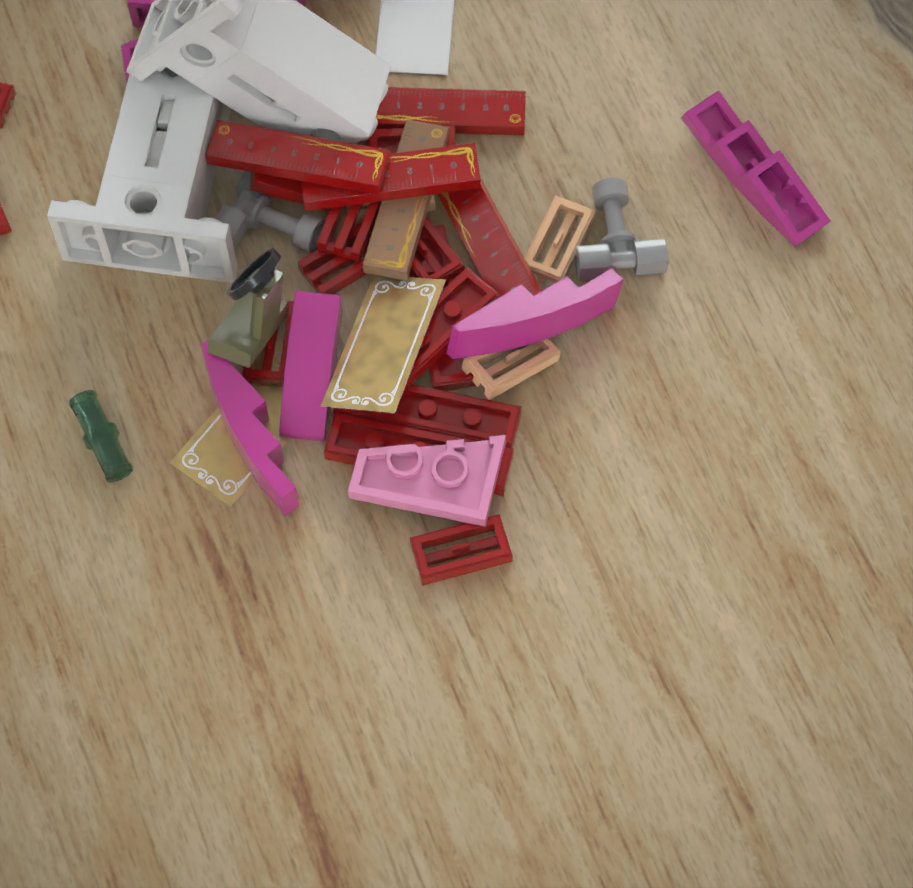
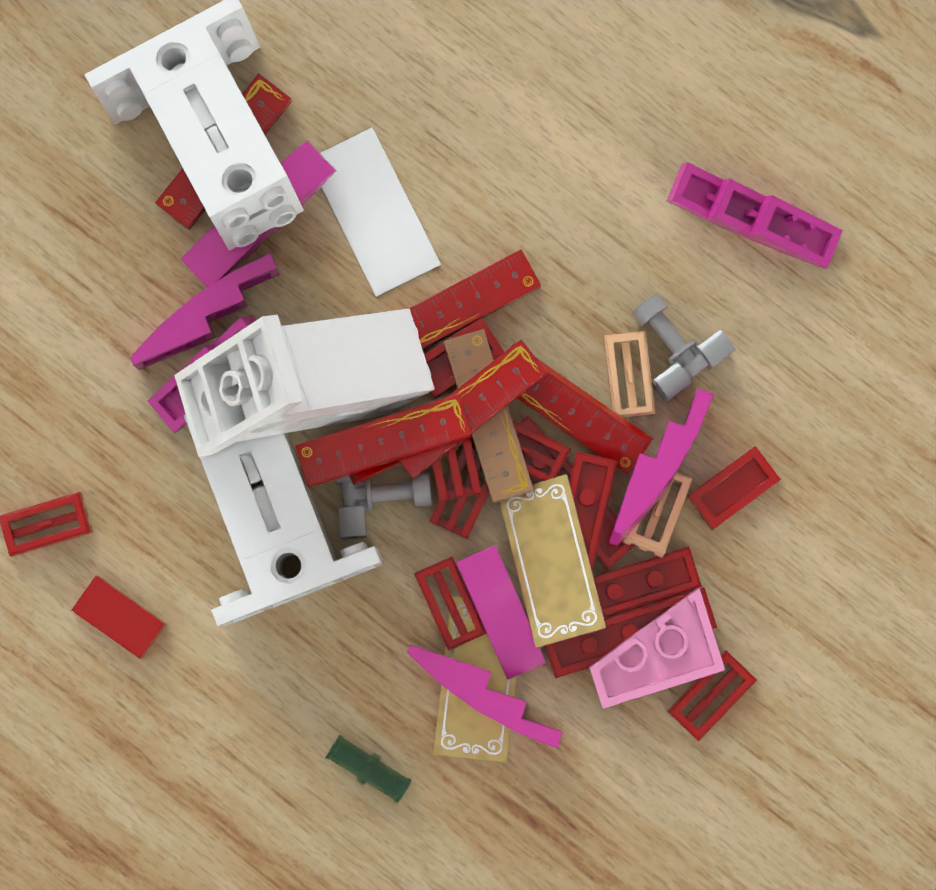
camera: 30 degrees left, 20 degrees up
(255, 313) = (434, 609): olive piece -> none
(595, 382) = (733, 488): none -> red tile

